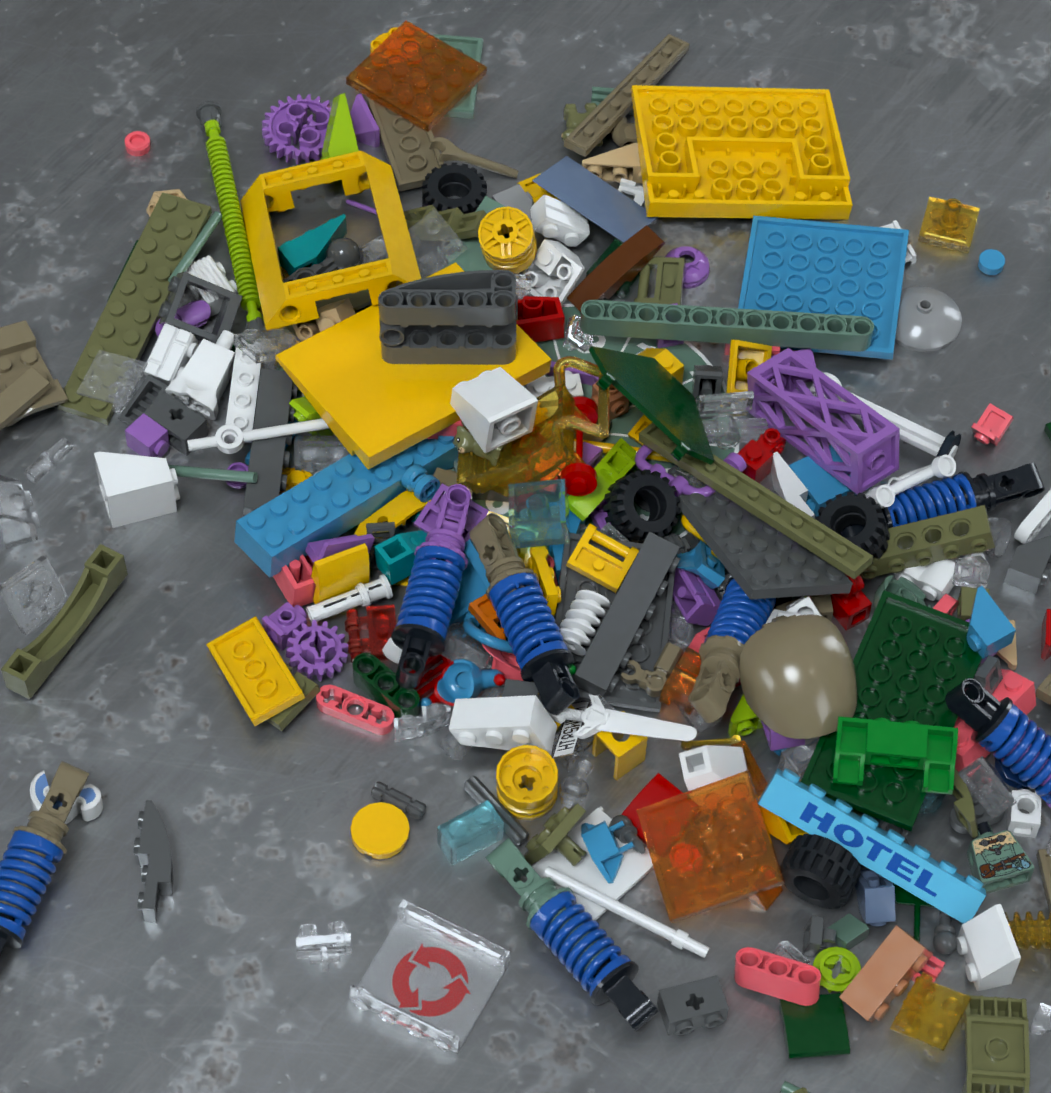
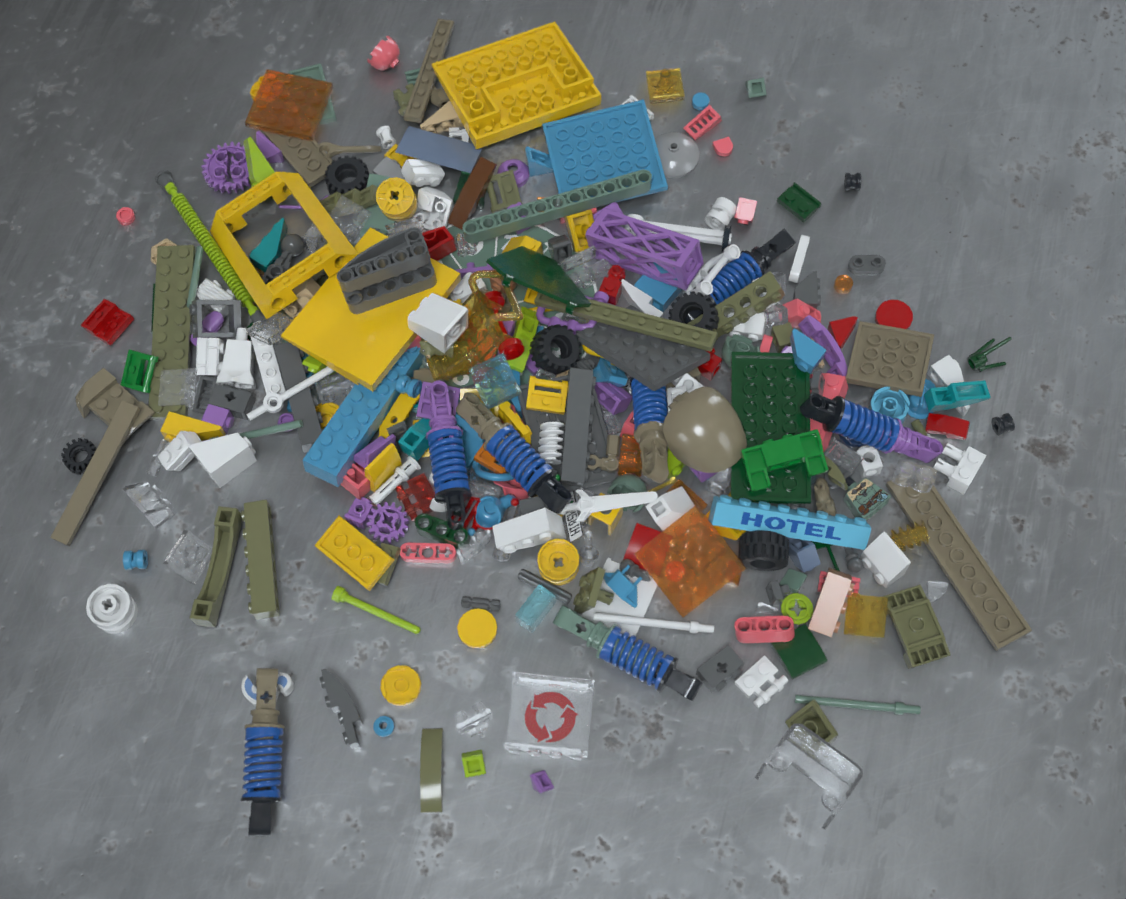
camera: 15 degrees left, 10 degrees up
(55, 267) = (107, 322): none -> red slope
(64, 338) = (134, 371): none -> green plate
(76, 459) = (177, 452): none -> white brick
(95, 433) = (175, 423): none -> yellow slope
(127, 635) = (261, 560): none -> olive brick
(200, 914) = (383, 732): none -> dark azure plate
(214, 720) = (341, 595): none -> lime piece
(237, 987) = (431, 770): none -> olive slope
(244, 865) = (400, 685): none -> yellow tile
(298, 1001) = (473, 763): none -> lime slope
(380, 1057) = (541, 782): none -> medium lavender slope
(530, 158) = (385, 136): none -> white bush
(574, 55) = (385, 55): none -> coral cylinder
(669, 712) = (627, 484): none -> sand green cylinder
(725, 263) = (538, 162): none -> dark azure slope
(740, 1038) = (756, 677): none -> white plate
(937, 834) = (822, 497): none -> dark tan animal
(955, 415) = (720, 214): none -> white wheel
(986, 281) = (708, 111): none -> coral slope
(998, 332) = (723, 147): none -> coral tile
(1012, 588) = (799, 310): none -> coral slope
(1030, 634) = (833, 355): none -> medium lavender slope

